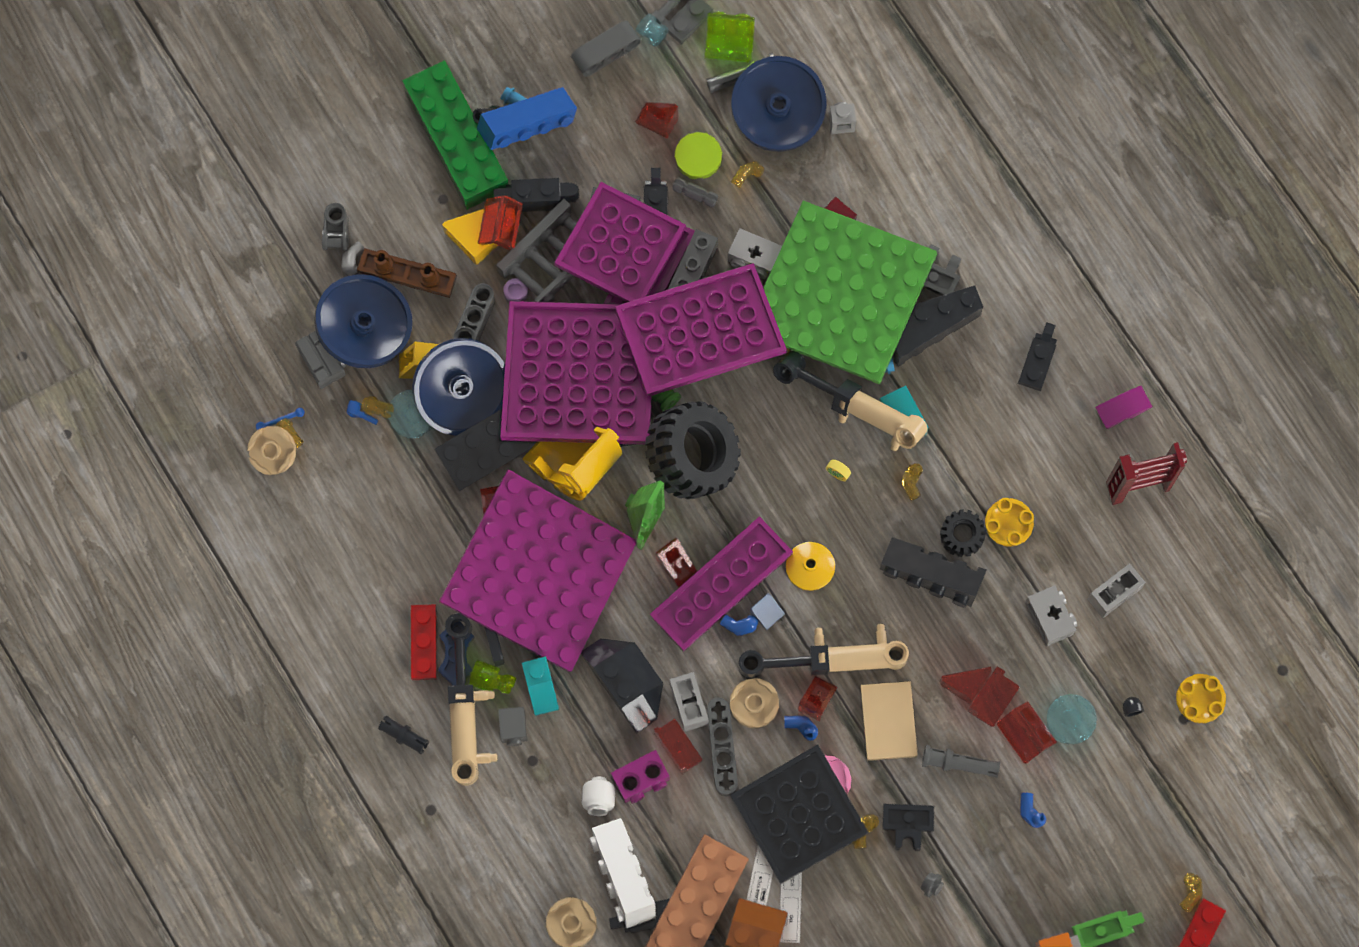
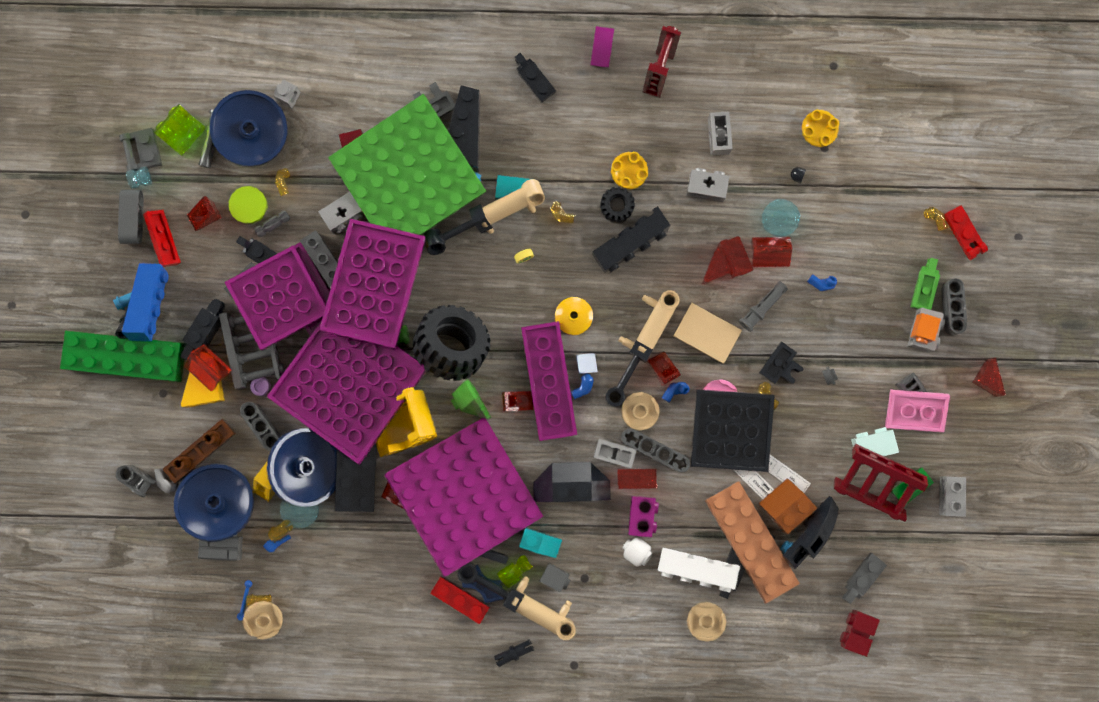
camera: 55 degrees left, 10 degrees up
(604, 93) = (161, 238): none -> red plate

